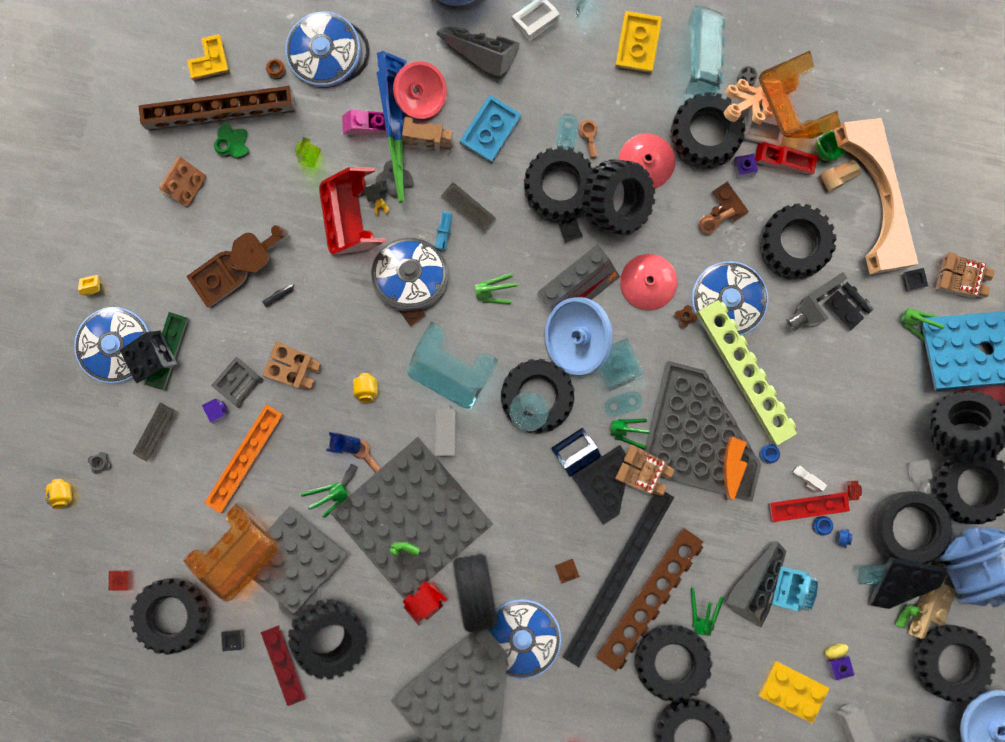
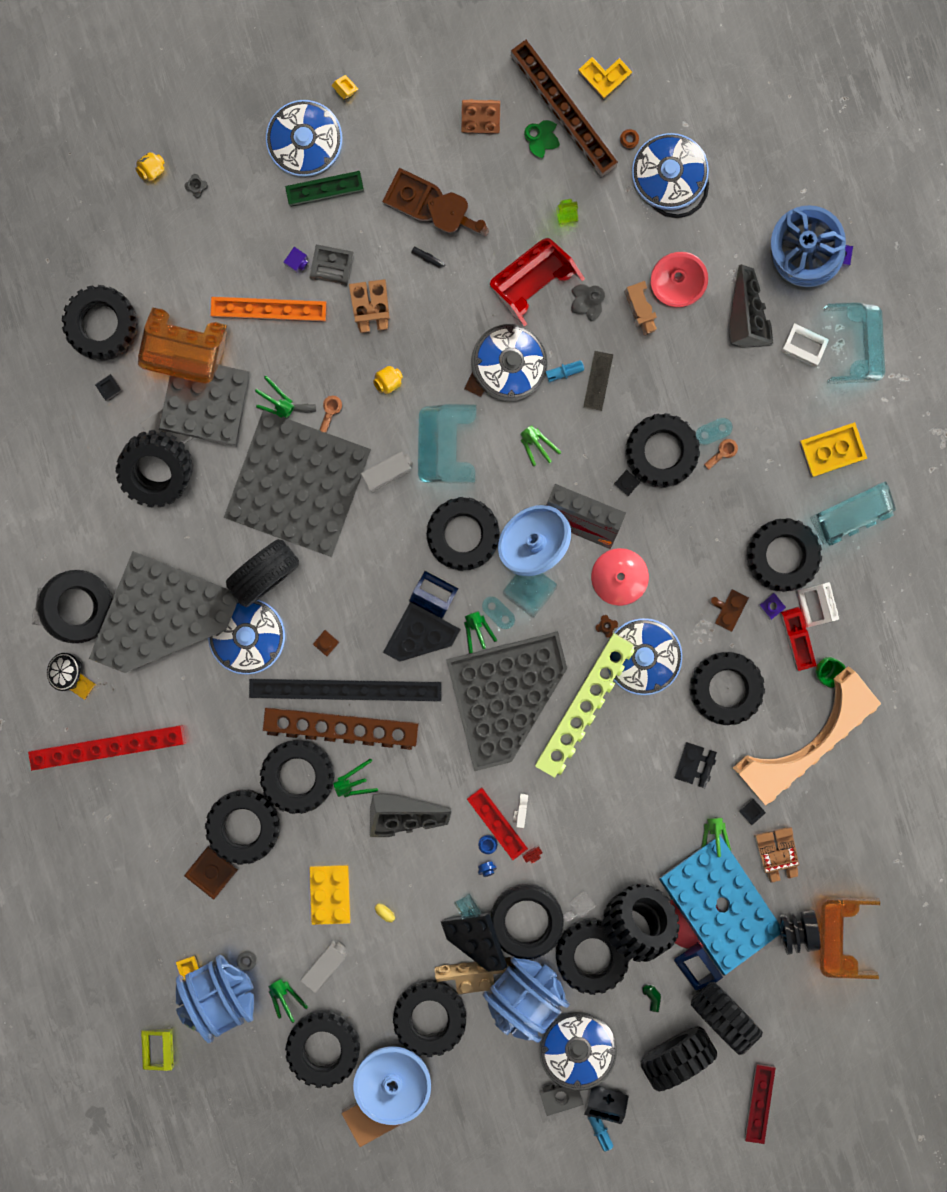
camera: 60 degrees right, 5 degrees up
(119, 581) = (105, 261): clear red plate -> none
(147, 355) = (310, 175): black bracket -> none
(153, 432) = (248, 217): clear smoke plate -> none
(283, 665) = (111, 443): dark red plate -> none
(343, 444) = (328, 388): clear blue piece -> none
(363, 123) = (627, 253): dark pink slope -> none
(375, 192) = (565, 292): pearl dark grey piece -> none
(389, 66) = (683, 241): blue plate -> none
(405, 547) = (268, 491): bright green arm -> none
(424, 603) = (231, 535): red brick -> none
(490, 128) = (680, 361): dark azure plate -> none
(531, 400) = (447, 543): clear light blue plate -> none
(600, 193) = (671, 489): black tyre -> none
(650, 470) = (449, 667): medium nougat hips -> none
(658, 149) = (718, 526): coral dish -> none
(709, 223) = (702, 602): nougat plate -> none
(733, 466) = (494, 738): orange slope -> none
(734, 111) = (845, 586): light nougat plant -> none
(749, 73) = (857, 562): dark grey wheel -> none
(770, 453) = (525, 765): blue plate -> none
(776, 85) = (855, 595): clear orange windscreen -> none
(795, 590) = (417, 849): medium azure piece -> none
(809, 310) = (669, 730): dark grey plate -> none
(834, 666) = (372, 916): dark purple plate -> none
(837, 176) = (806, 692): tan piece -> none
(905, 615) = (454, 958): bright green arm -> none

